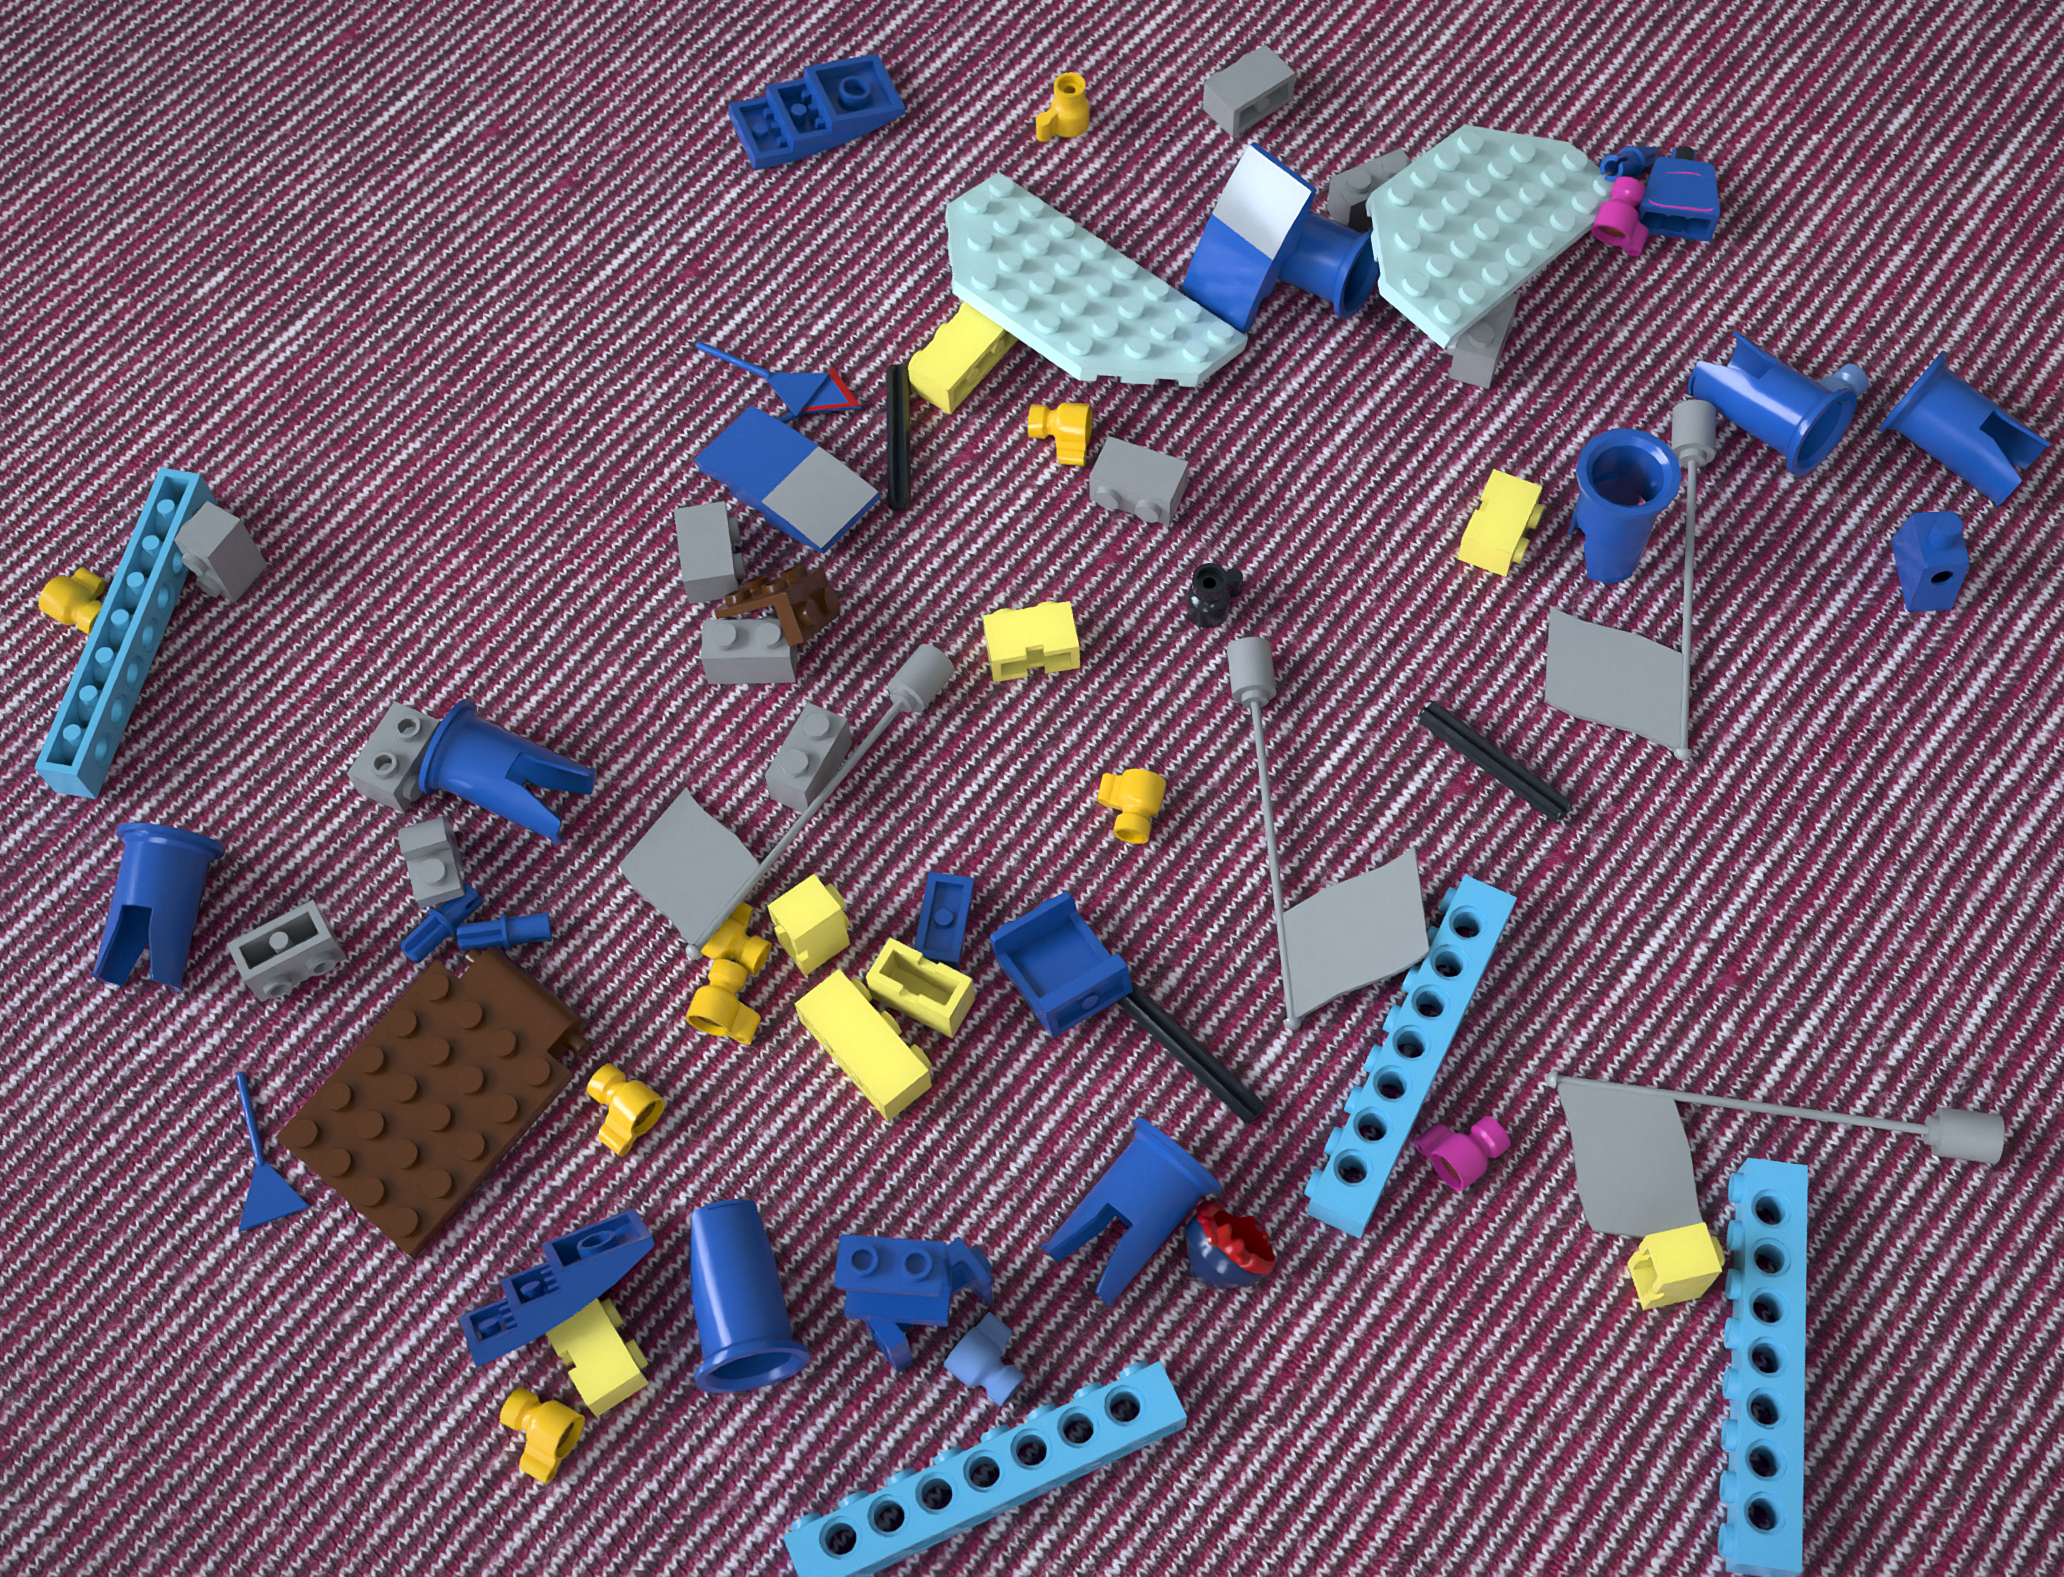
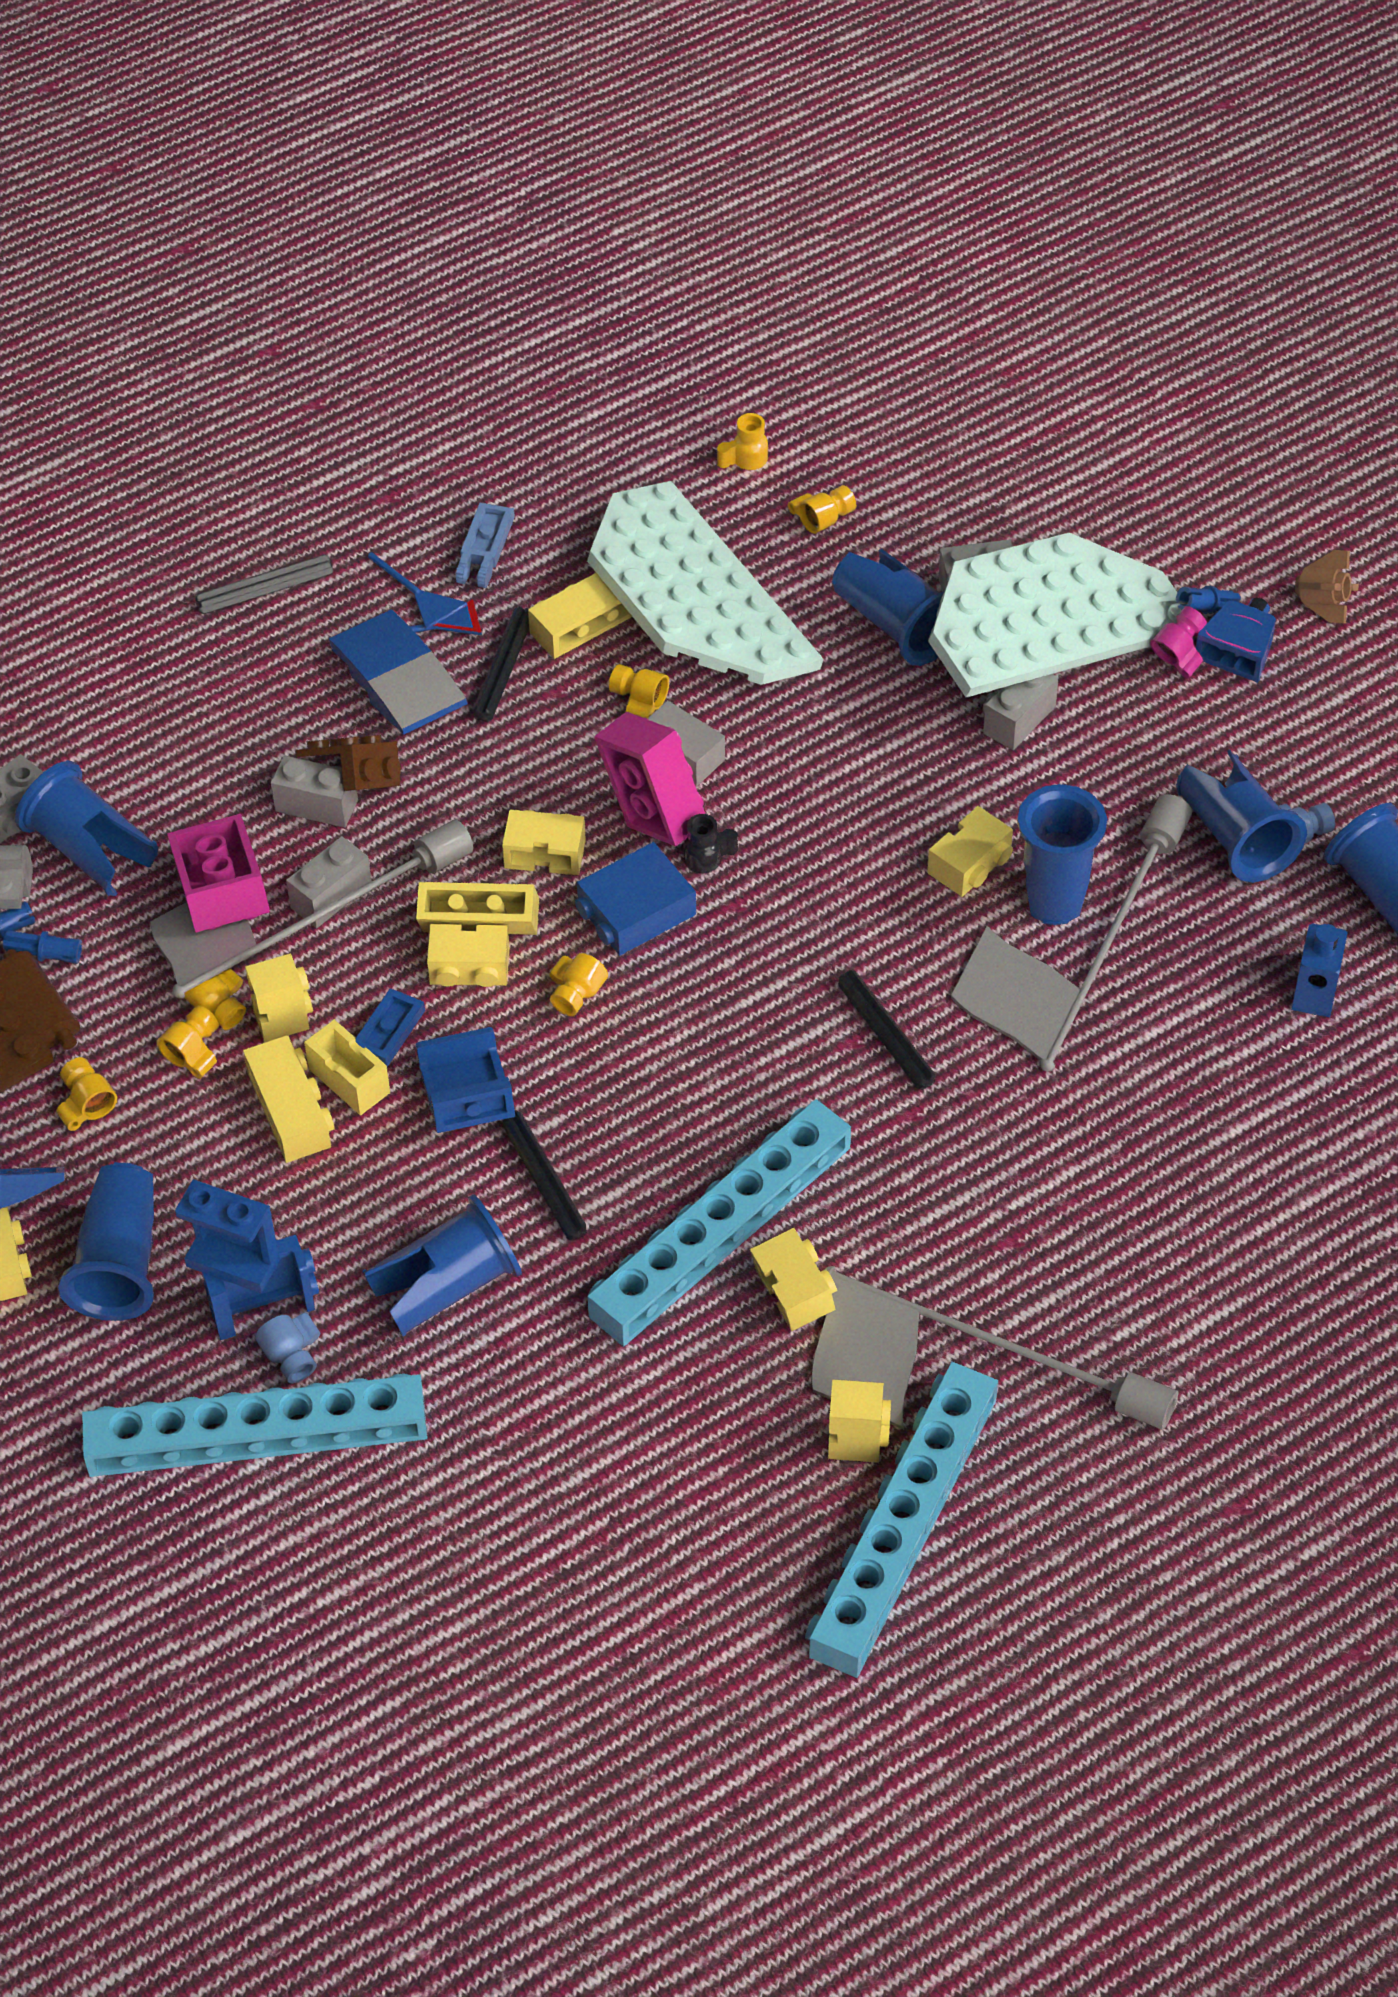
camera: 15 degrees right, 10 degrees down
(592, 412) = (263, 584): none -> axle
(682, 787) = (218, 873): none -> dark pink brick
(707, 551) = (312, 708): light grey brick -> none
(816, 112) = (541, 398): blue slope -> none
(822, 296) = (484, 542): none -> medium blue hinge
(993, 745) = (478, 905): none -> light yellow brick
(1001, 805) = (468, 956): none -> light yellow brick
(1134, 537) = (650, 777): none -> dark pink brick
(1160, 682) = (635, 898): none -> blue brick
(1176, 163) = (822, 509): none -> yellow piece
(1227, 1248) = (508, 1316): hair -> none
(1248, 90) = (908, 466): light grey brick -> none
(1248, 238) = (842, 576): slope -> none
(1350, 929) = (712, 1116): light grey flag -> none
(1459, 1156) = (728, 1306): dark pink piece -> none
(1534, 1106) = (791, 1274): none -> light yellow brick
(1743, 114) = (1325, 586): none -> medium nougat brick

